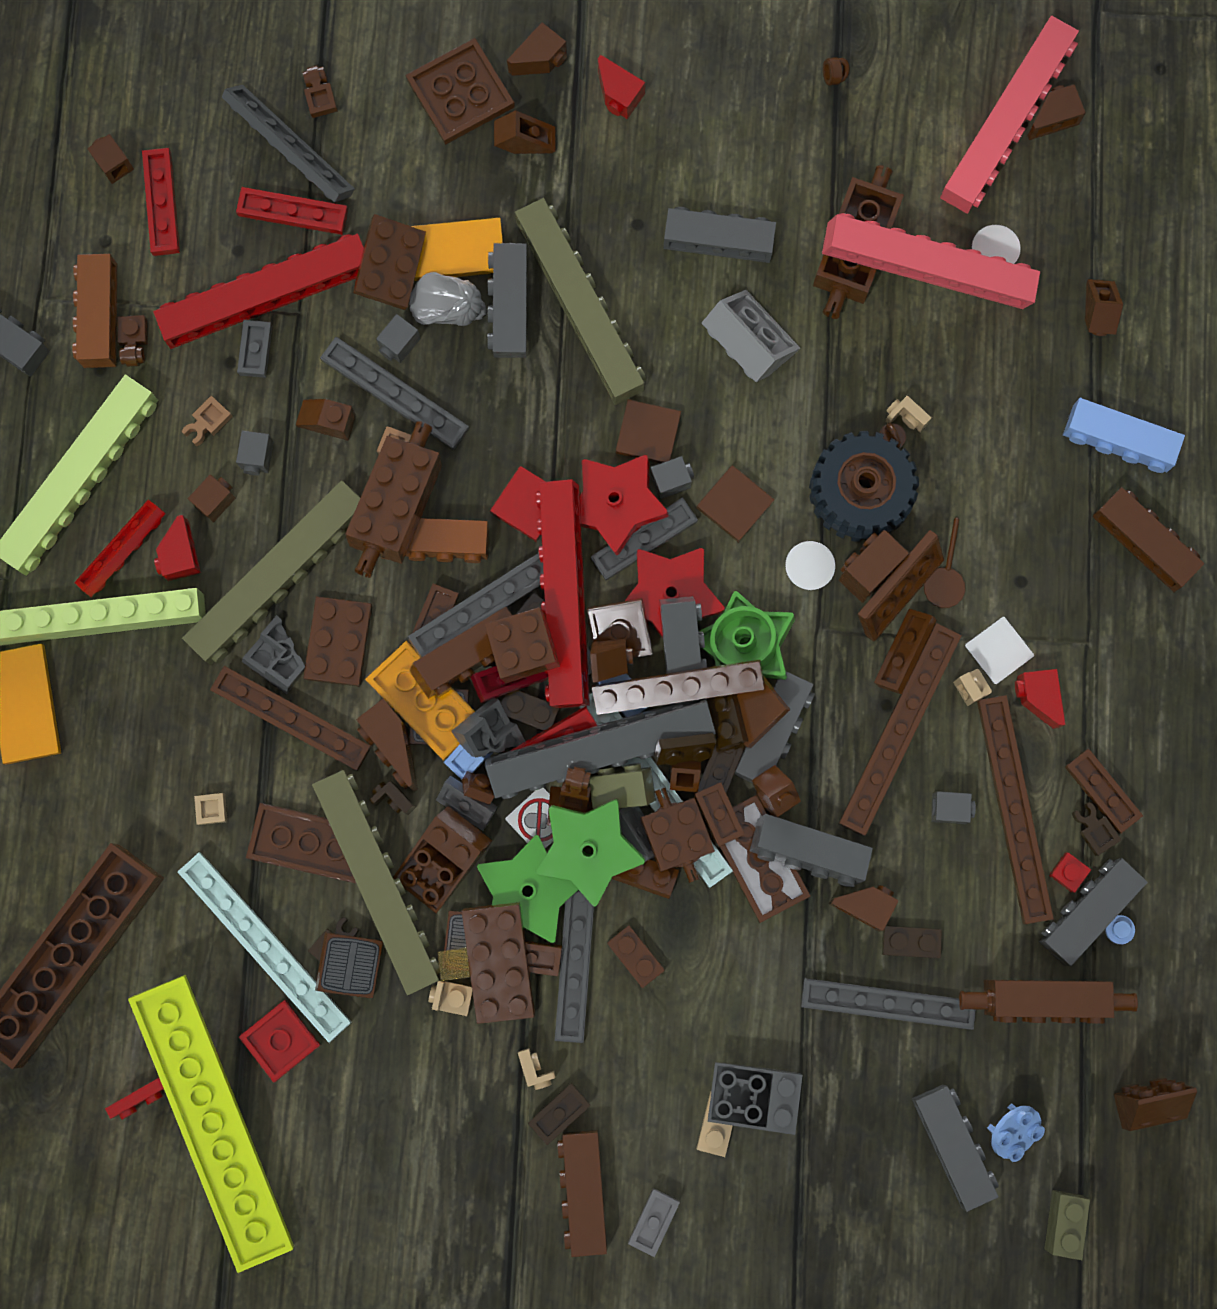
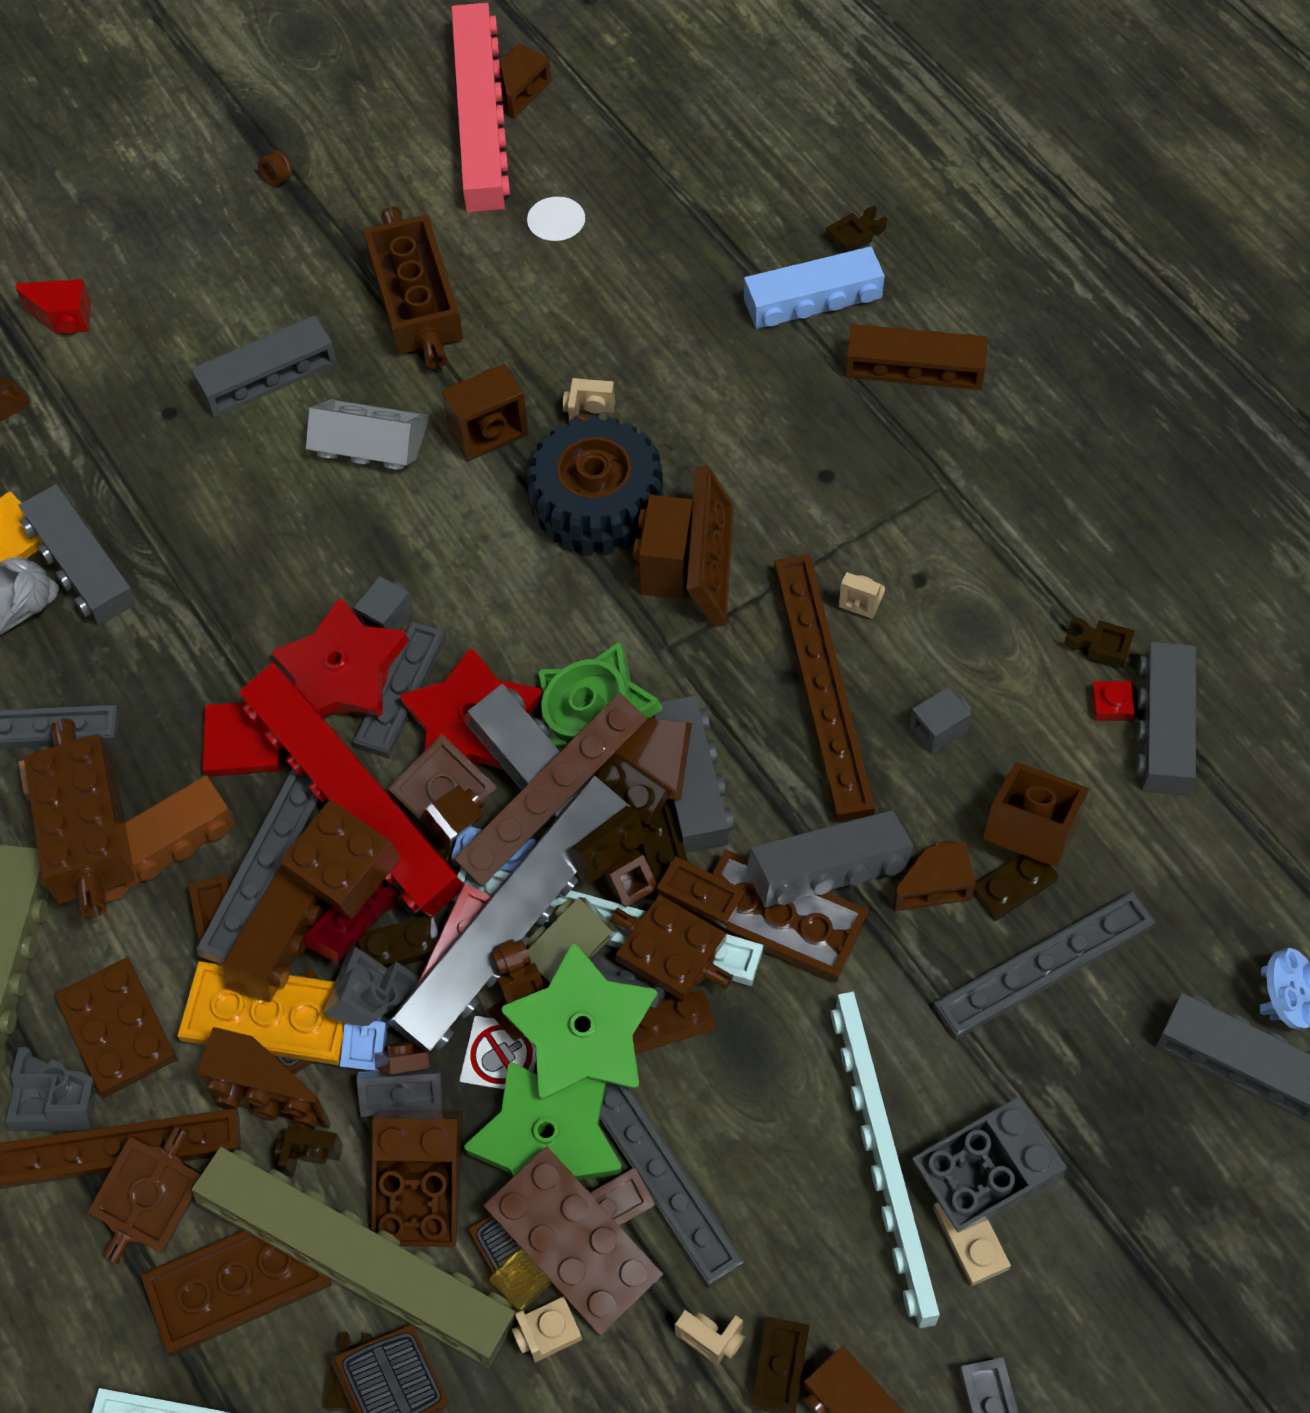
camera: 35 degrees left, 20 degrees down
(210, 809) = (80, 1327): tan plate -> none
(290, 761) = (145, 1194): none -> reddish brown plate
(579, 301) = (160, 512): olive brick -> none
(635, 956) = (728, 1120): reddish brown plate -> none
(648, 431) = (321, 581): reddish brown tile -> none
(697, 1055) = (887, 1172): none -> light aqua plate
(735, 503) = (473, 592): reddish brown tile -> none
(776, 791) = (744, 820): reddish brown slope -> none
(810, 565) = (600, 599): white sticker -> none
(832, 380) = (485, 412): none -> reddish brown brick
(905, 651) = (765, 608): reddish brown plate -> none
(930, 261) = (498, 250): coral brick -> none
(945, 585) = (753, 528): reddish brown piece -> none
(955, 915) = (1035, 814): none -> reddish brown brick
(999, 650) = (859, 549): white sticker -> none
(1015, 810) = (1008, 680): reddish brown plate -> none
(1042, 696) = (939, 556): red slope -> none
(1047, 998) = (1202, 828): reddish brown brick -> none
(1102, 307) = (701, 200): reddish brown slope -> none
(1103, 791) = (1075, 600): reddish brown plate -> none
(1120, 930) = (1211, 717): light blue plate -> none
(1187, 409) = (854, 232): none -> dark brown plate

